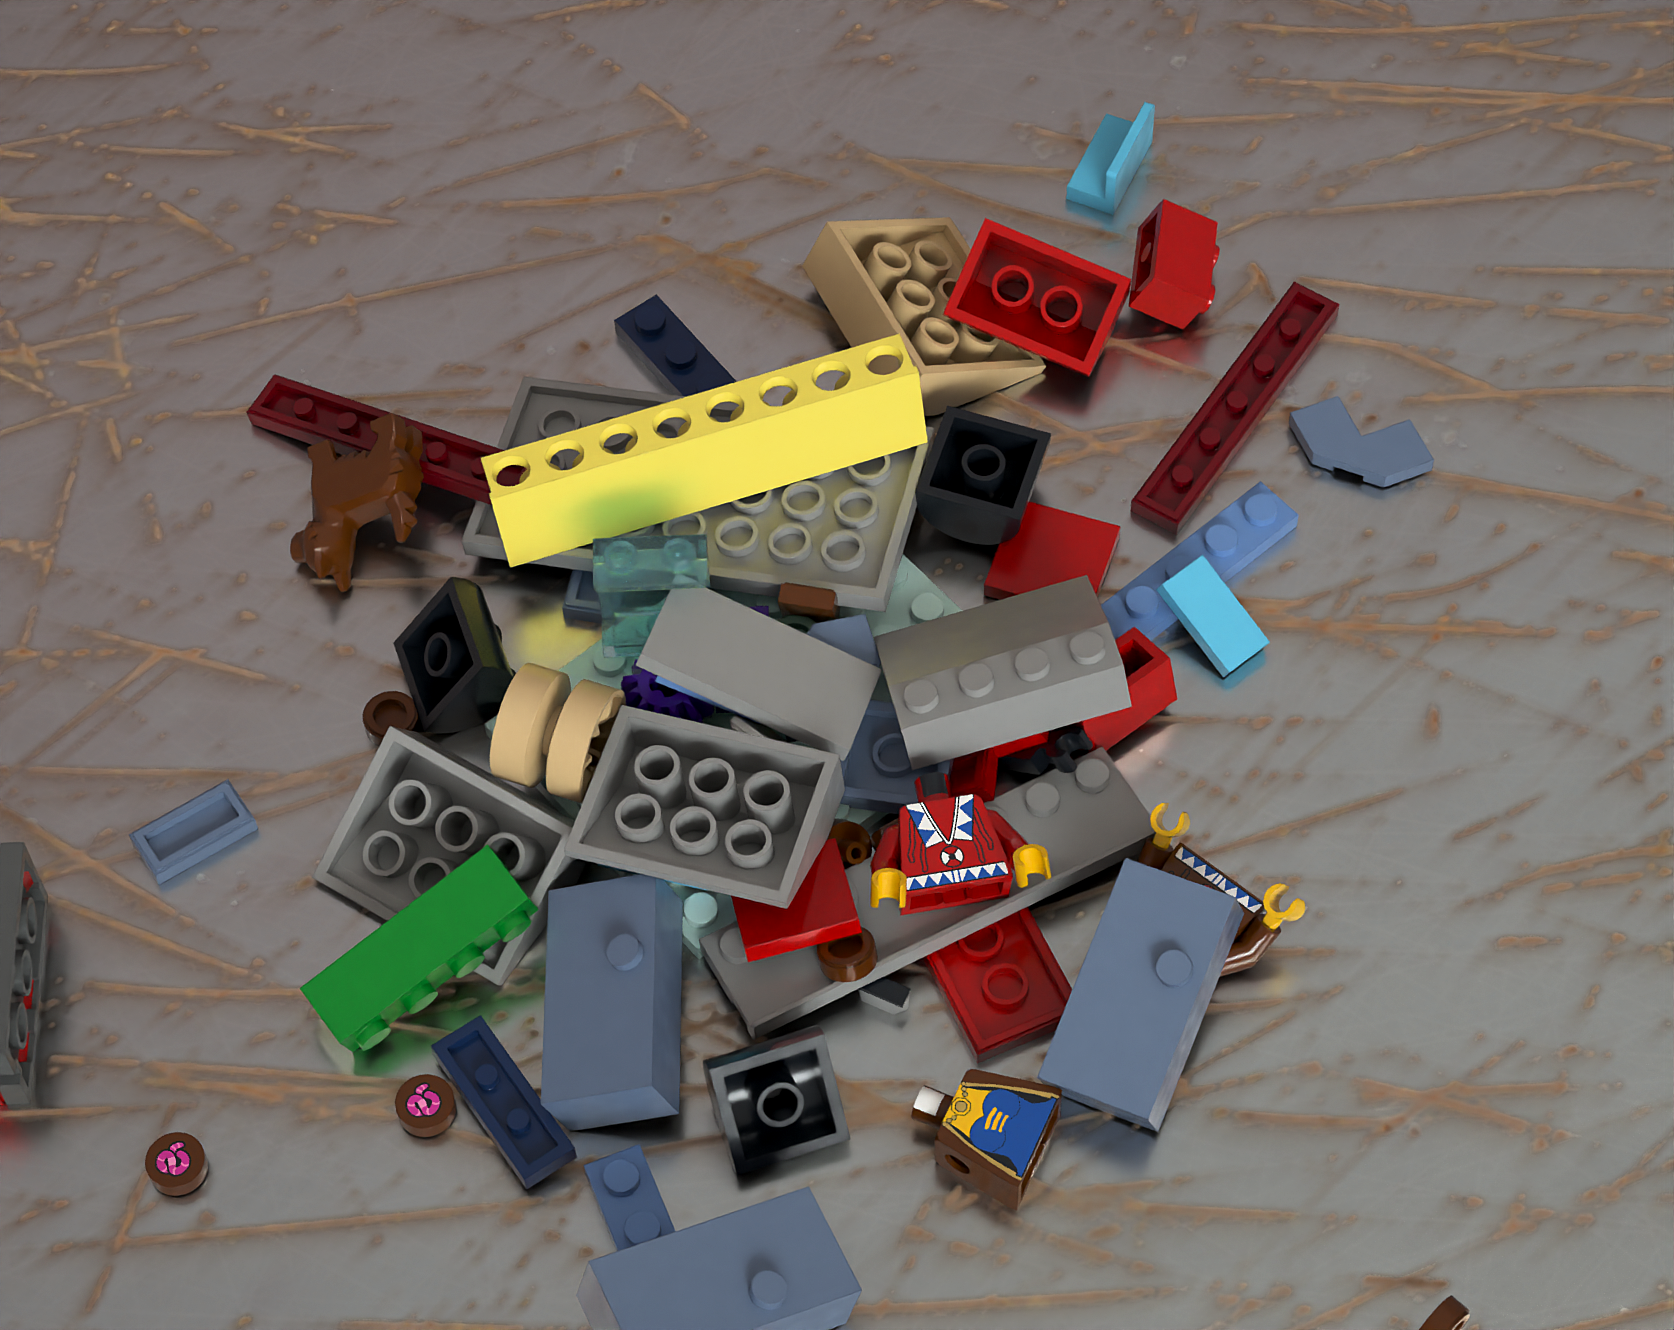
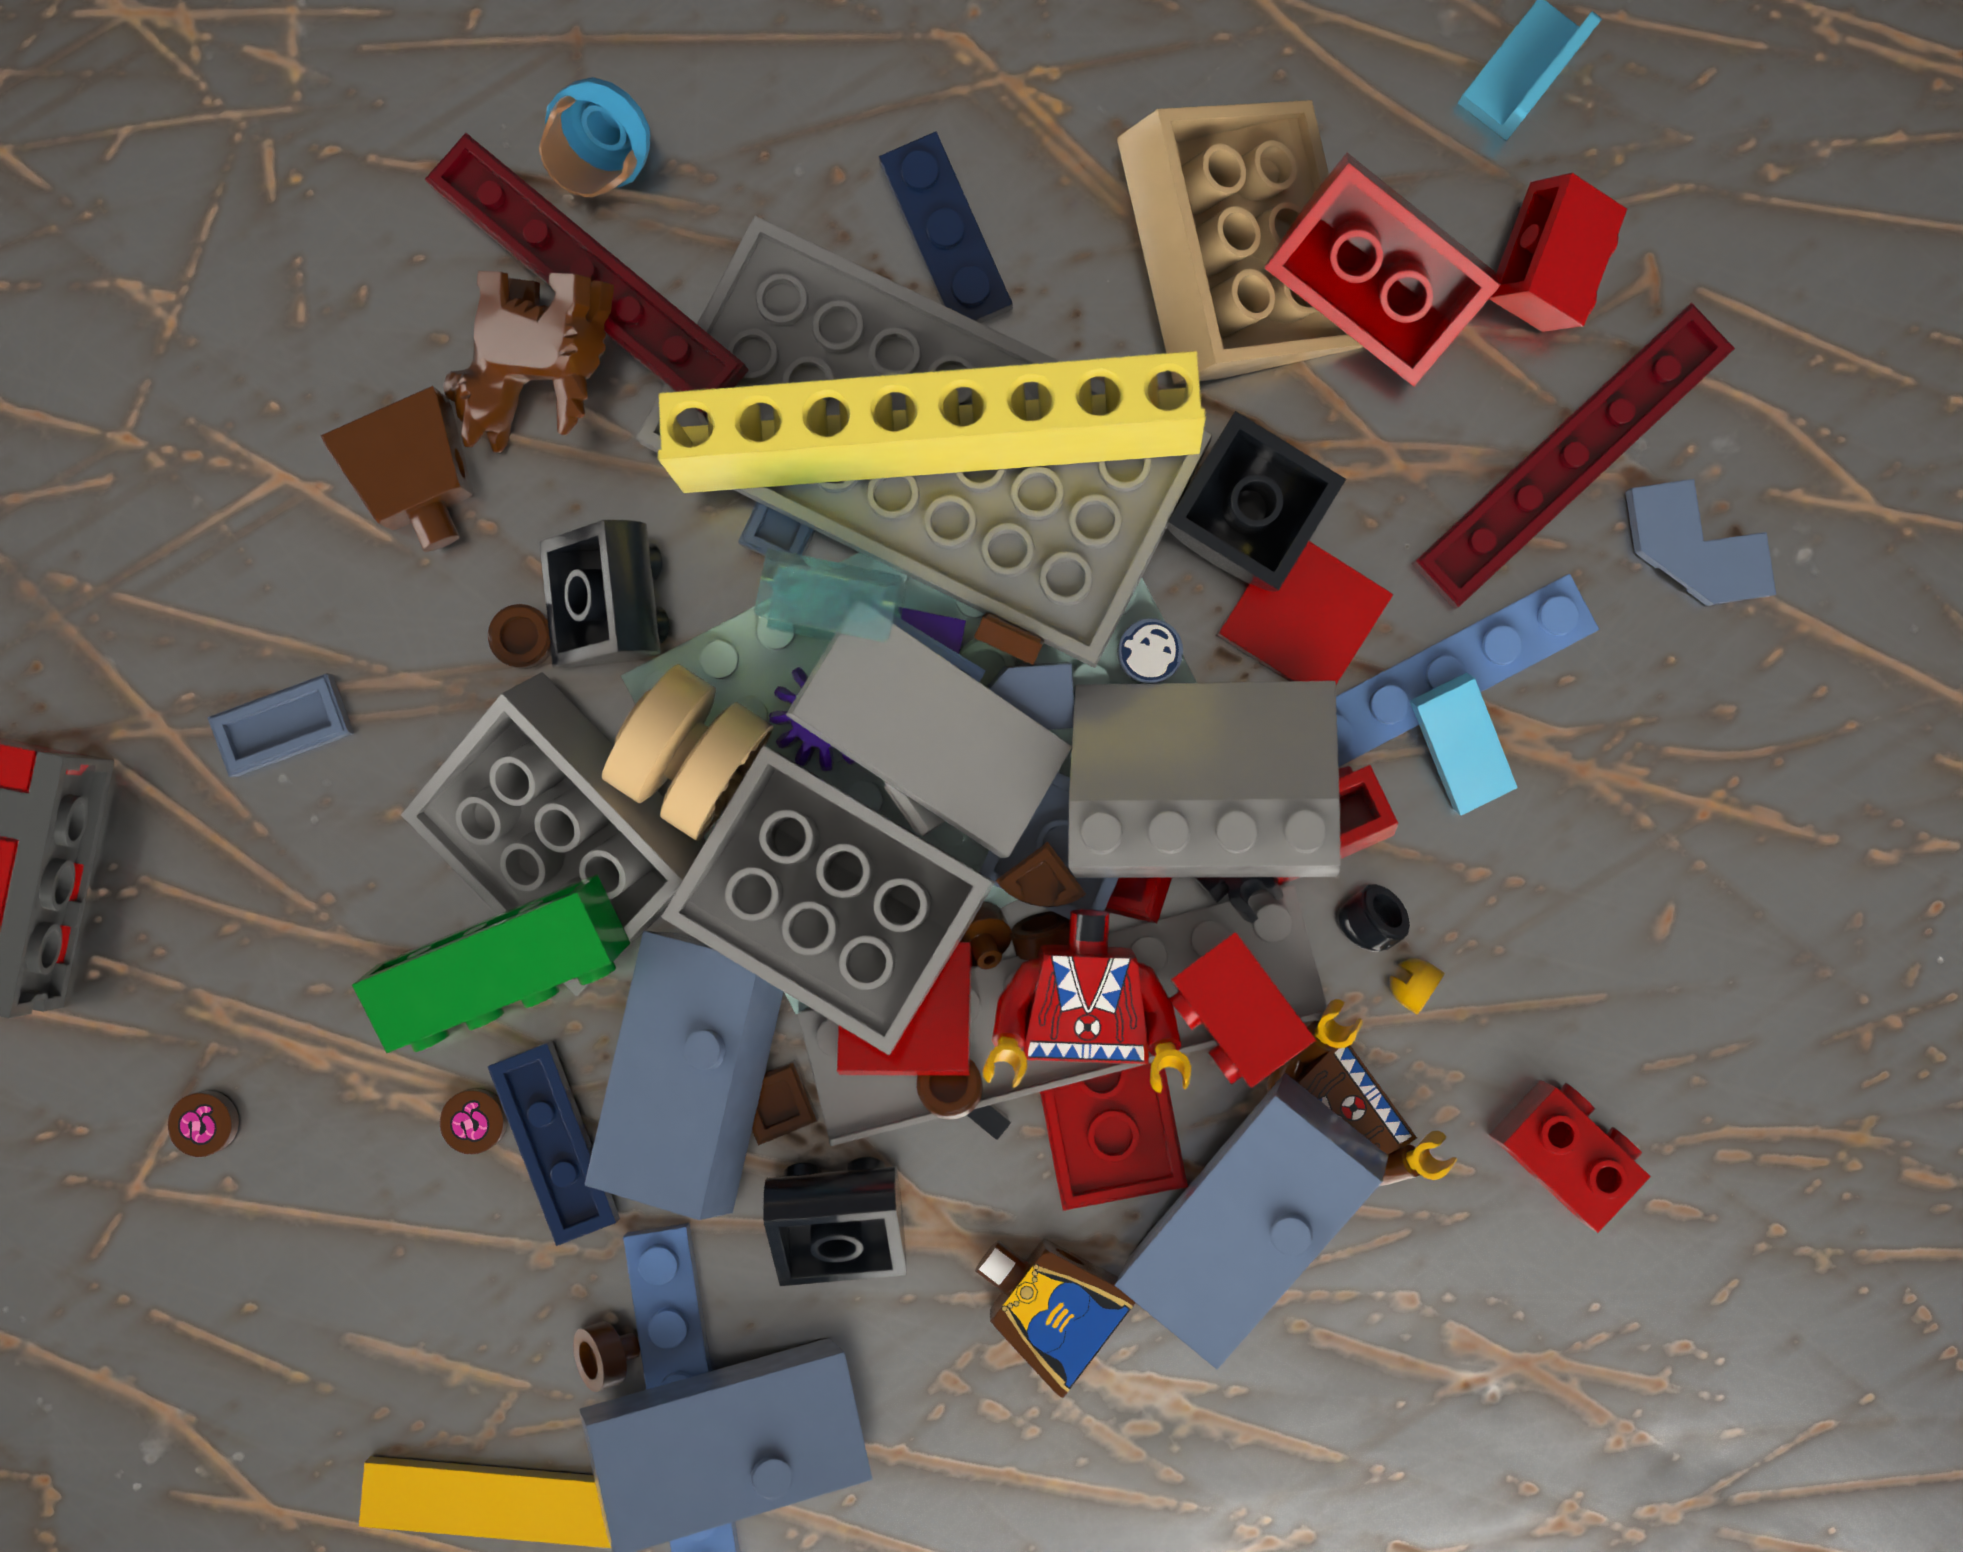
camera: 10 degrees right, 30 degrees up
(268, 608) = (406, 465): none -> reddish brown torso
(384, 343) = (594, 138): none -> dark azure piece
(573, 1259) = (603, 1355): none -> reddish brown tile
(703, 1030) = (782, 1104): none -> reddish brown tile
(883, 777) = (1042, 880): none -> reddish brown tile
(928, 596) = (1150, 651): none -> tile
(1081, 821) = (1240, 1011): none -> red brick
(1182, 760) = (1374, 919): none -> black tile
(1233, 807) = (1419, 987): none -> yellow hinge
(1408, 903) = (1570, 1154): none -> red brick

